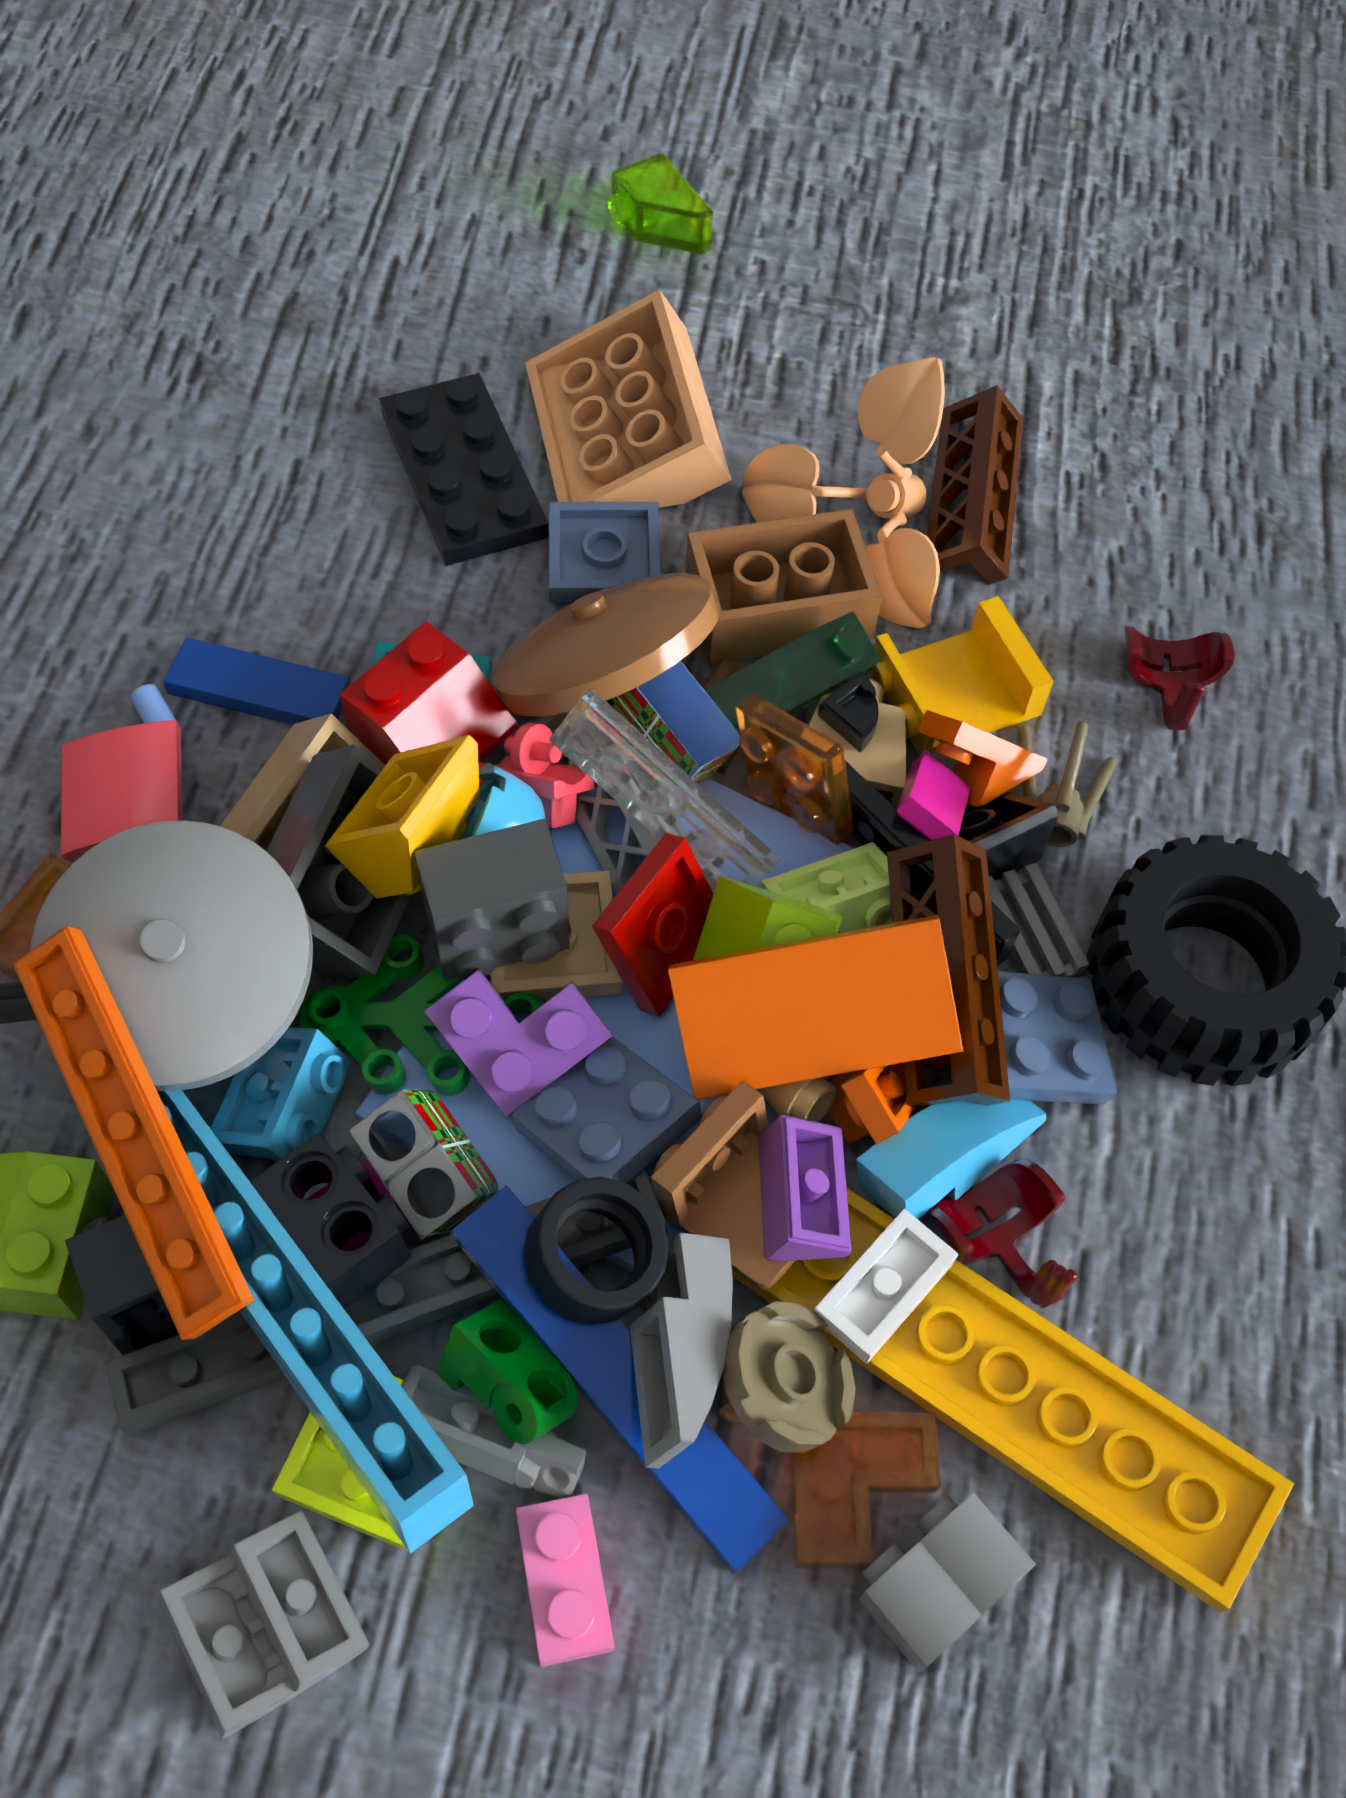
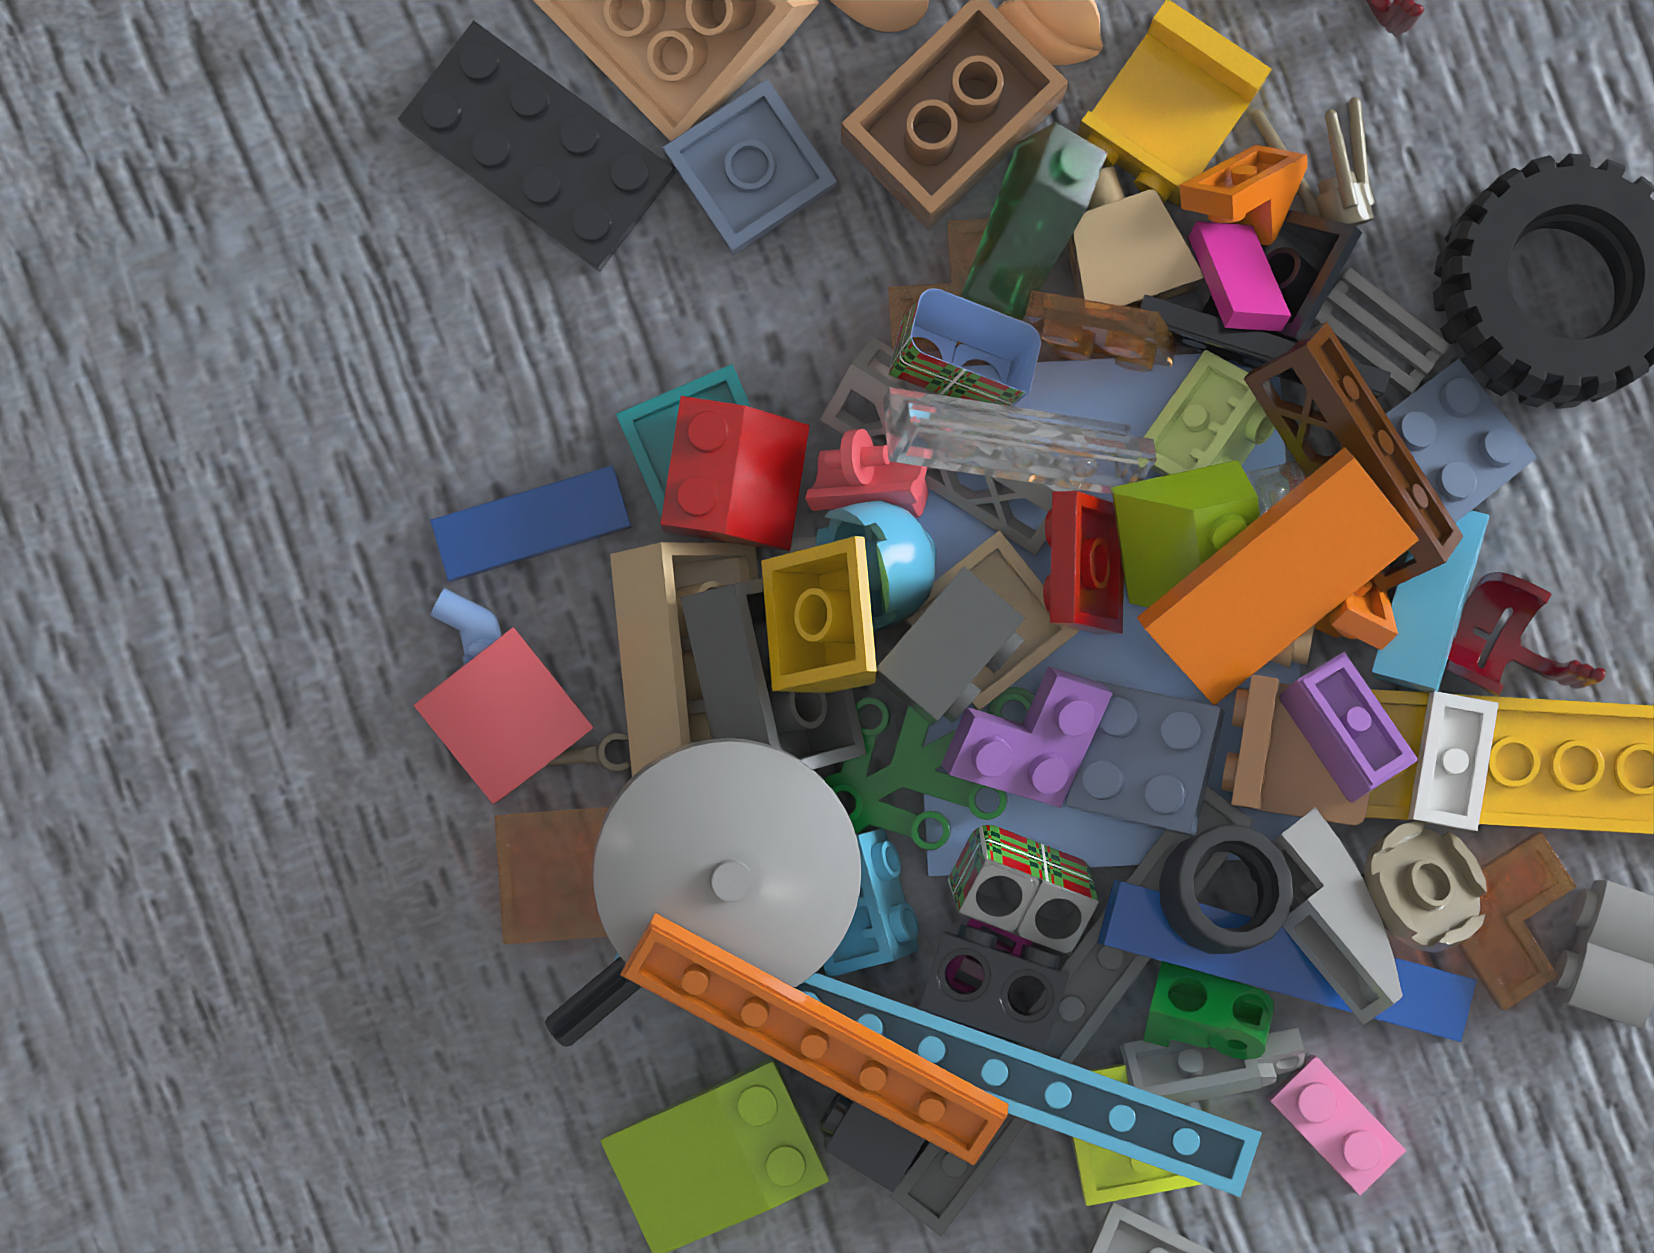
camera: 30 degrees left, 25 degrees up
(606, 643) = (849, 302): medium nougat dish -> none
(852, 711) = (1114, 227): black tile -> none

